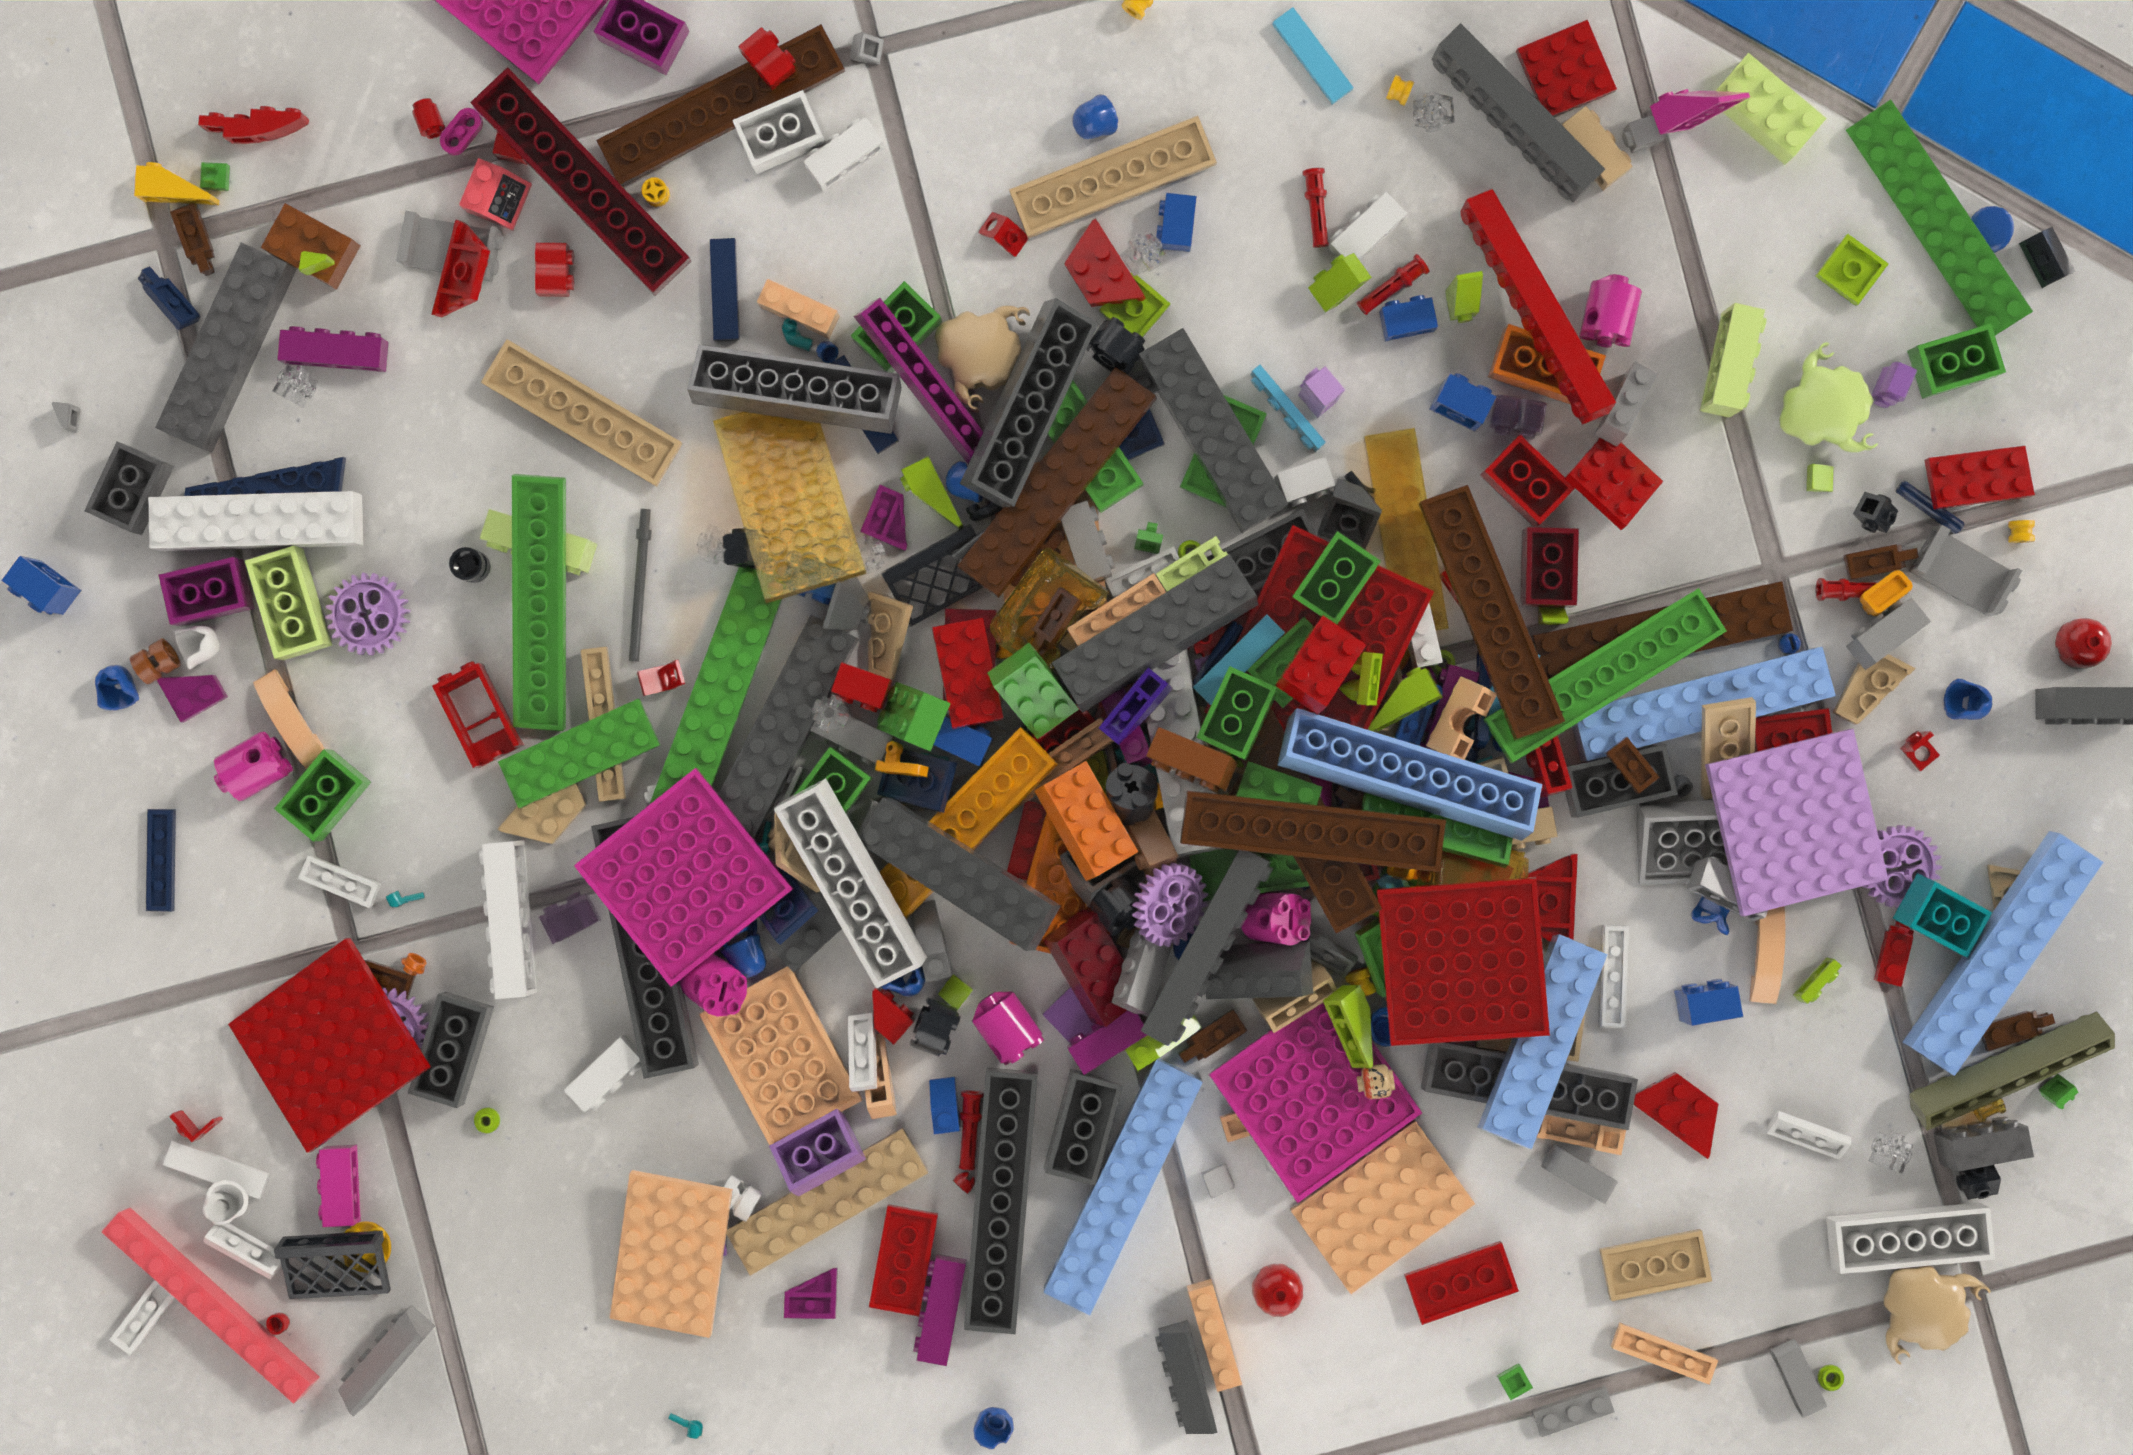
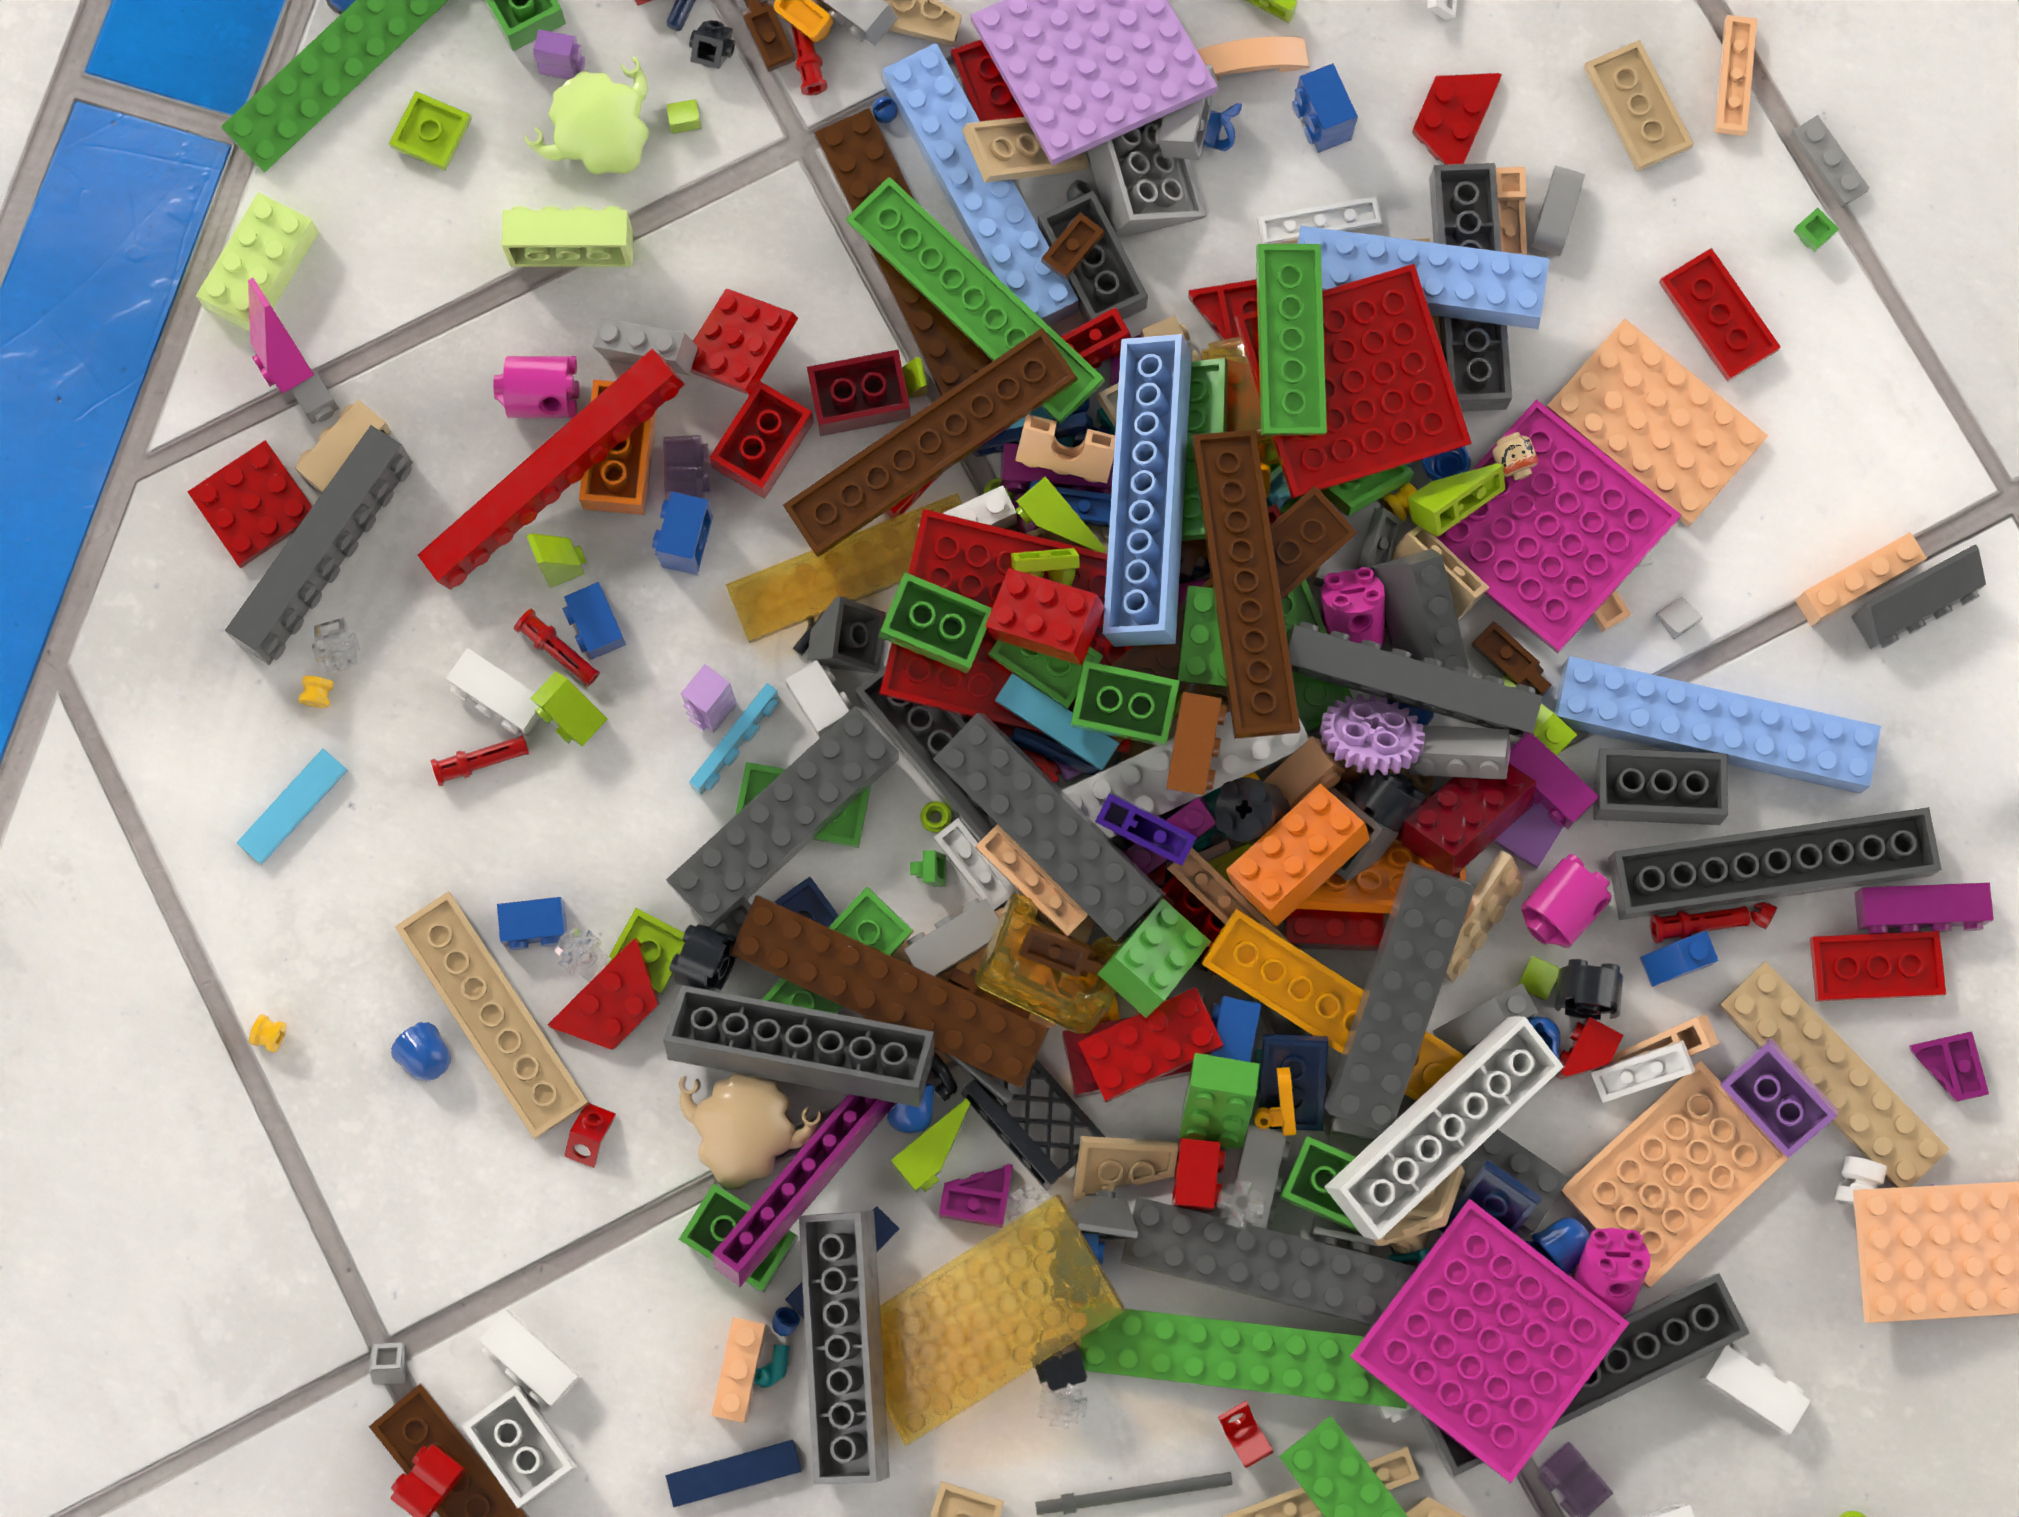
camera: 110 degrees left, 10 degrees down
(1017, 962) = (1485, 909): none -> tan plate
(1190, 564) = (955, 804): yellowish green plate -> none
(1277, 1290) = (1787, 519): red cylinder -> none
(1506, 917) = (1291, 339): none -> bright green plate

